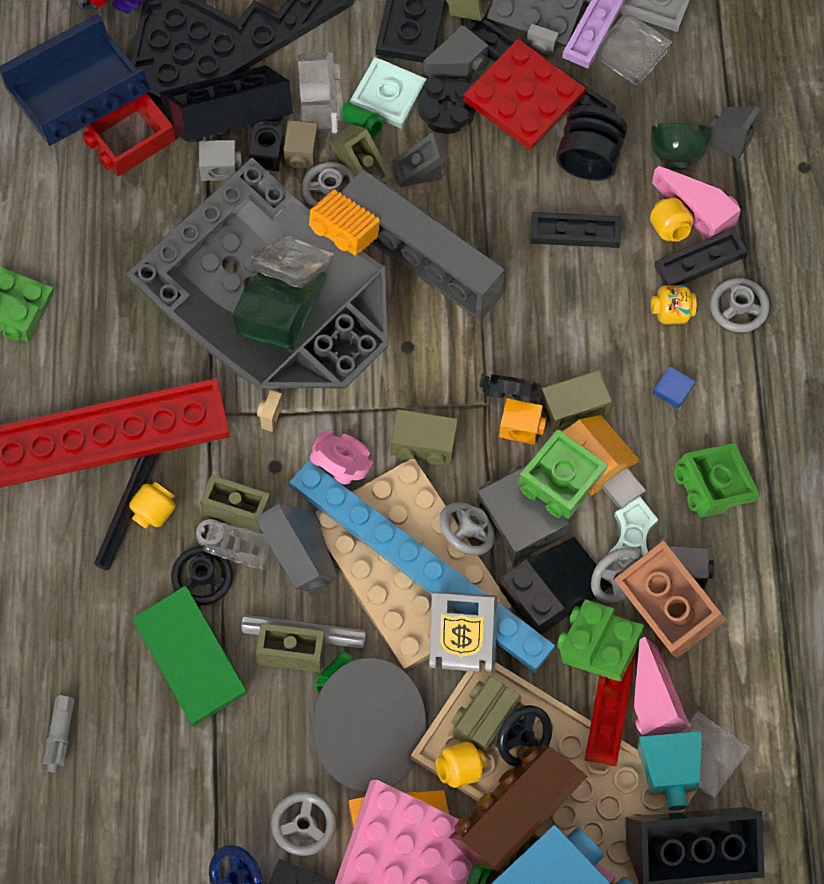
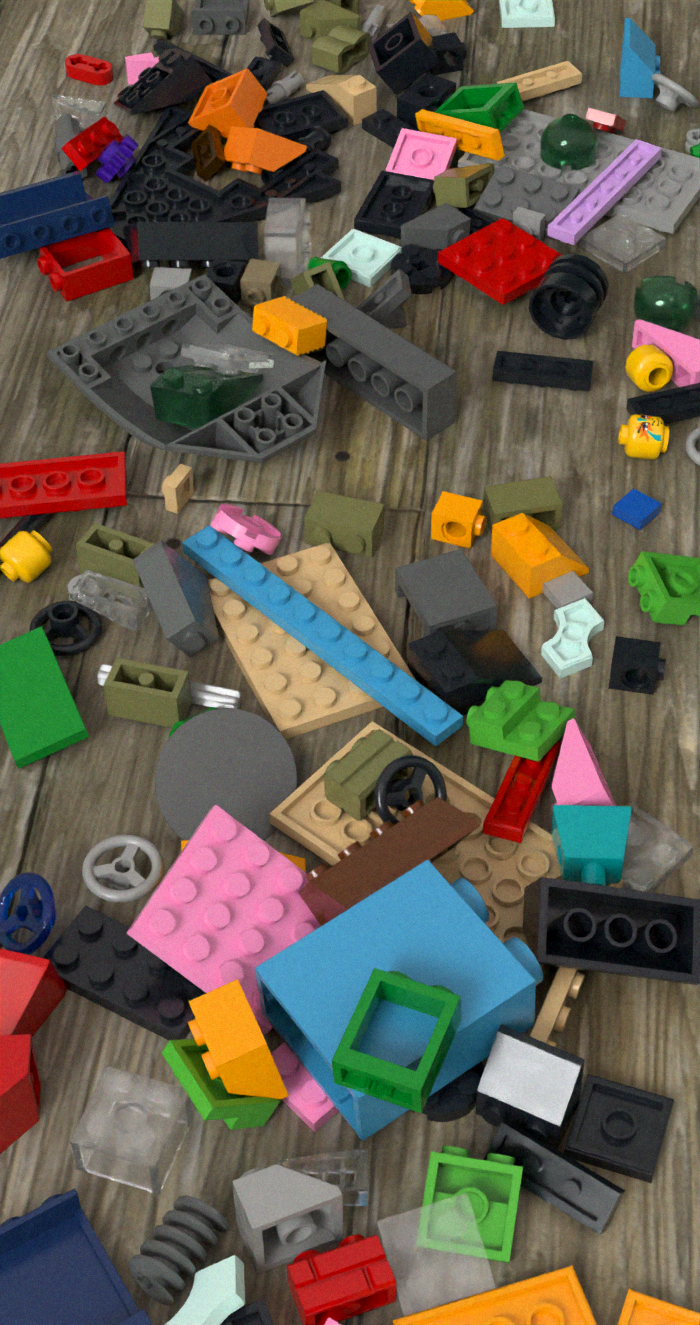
camera: 10 degrees right, 20 degrees down
(460, 764) = (327, 819): yellow head -> none
(461, 637) = (354, 694): light grey container -> none
(472, 524) = (384, 600): light grey piece -> none
(500, 384) = (446, 478): black plate -> none
(561, 475) = (492, 552): bright green plate -> none
(608, 569) = (534, 652): light grey piece -> none
(670, 599) = (610, 686): nougat slope -> none

